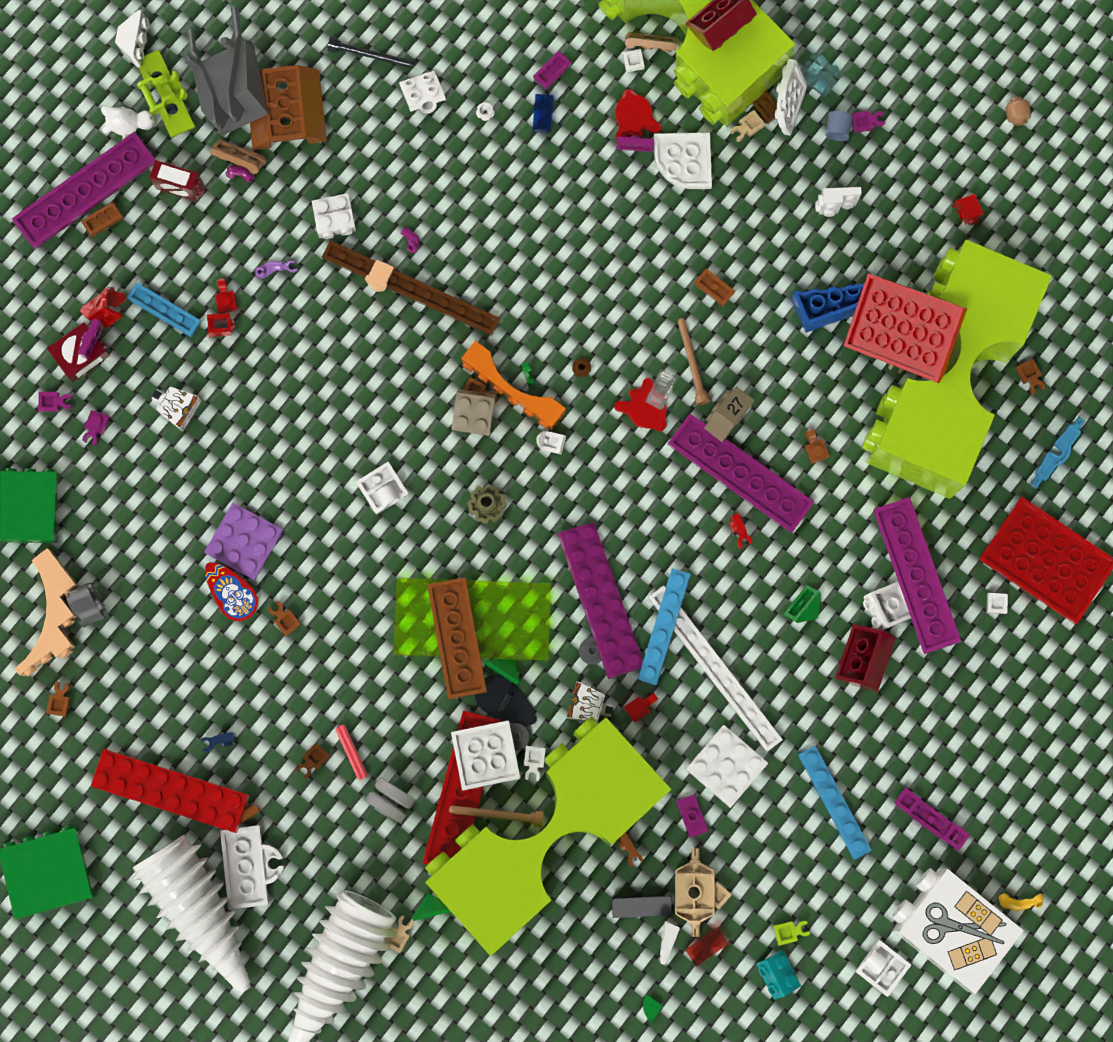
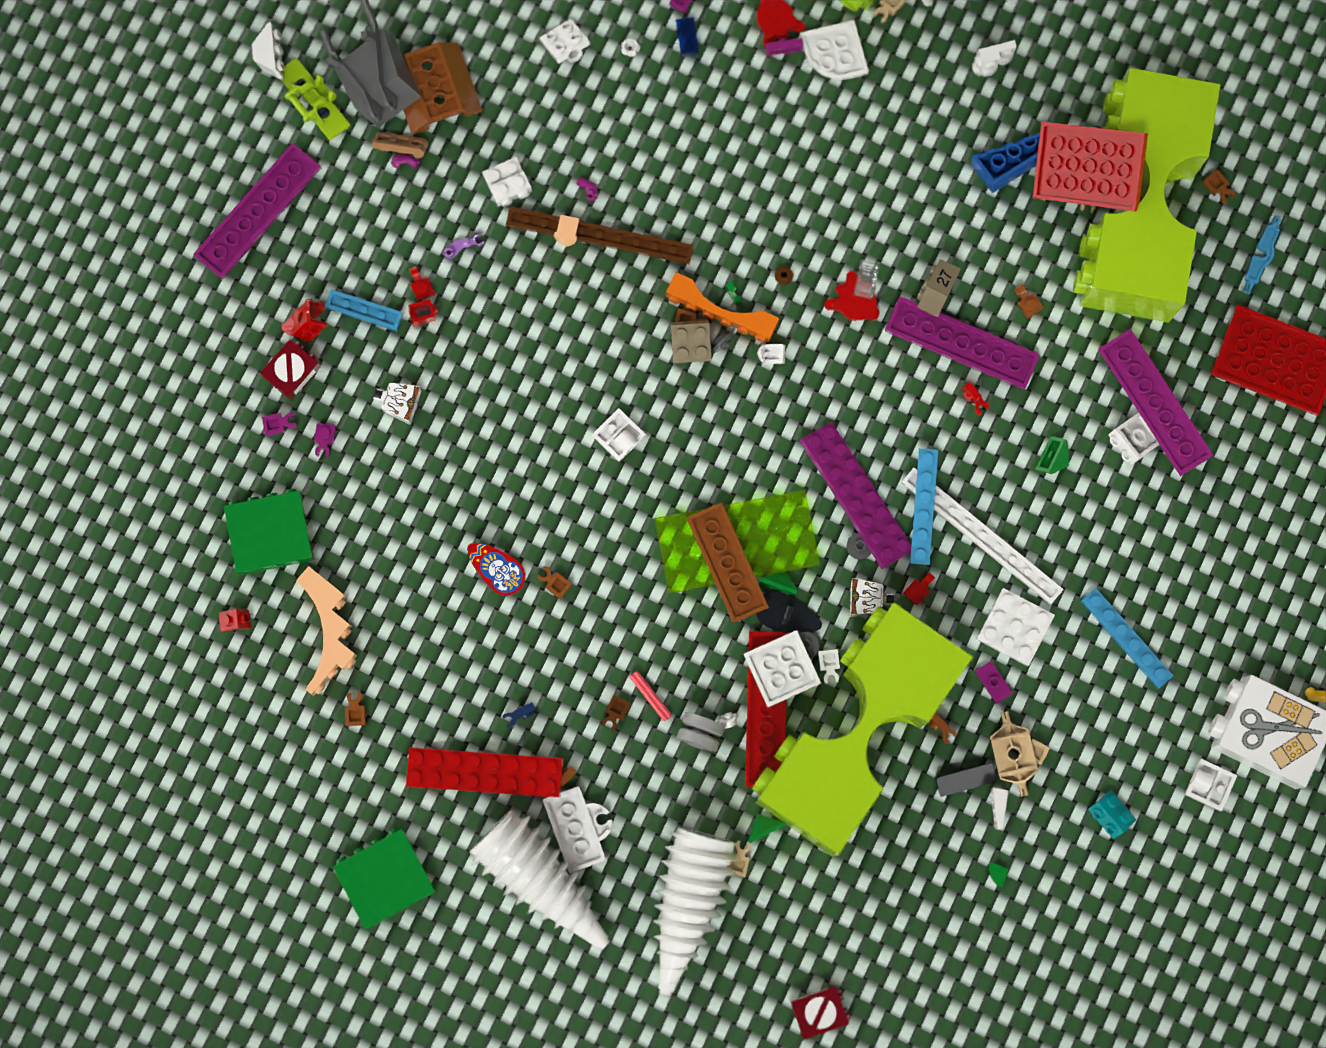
camera: 10 degrees left, 0 degrees up
(86, 604) = (360, 611): dark grey brick -> none
(90, 338) = (300, 353): magenta plate -> none
(102, 219) = (282, 235): dark orange plate -> none
(126, 121) = (281, 134): white animal -> none
(177, 181) = (347, 181): dark red brick -> none
(243, 541) = (496, 517): medium lavender plate -> none
(336, 45) = (469, 15): black piece -> none
(421, 793) = (728, 720): none -> white plate
(486, 504) = (724, 427): olive plant -> none
(505, 419) = (722, 342): none -> dark grey piece
(534, 818) = (843, 718): medium nougat piece -> none
(702, 396) = (907, 277): medium nougat piece -> none
(706, 946) = (1037, 803): clear red plate -> none
(714, 287) = (894, 169): dark orange plate -> none
(787, 932) = (1111, 771): lime plate -> none
(865, 657) = (1124, 492): dark red slope -> none
(931, 819) = (1223, 633): magenta slope -> none
(968, 209) = (1122, 39): red window -> none
(997, 603) = (1237, 412): white plate -> none

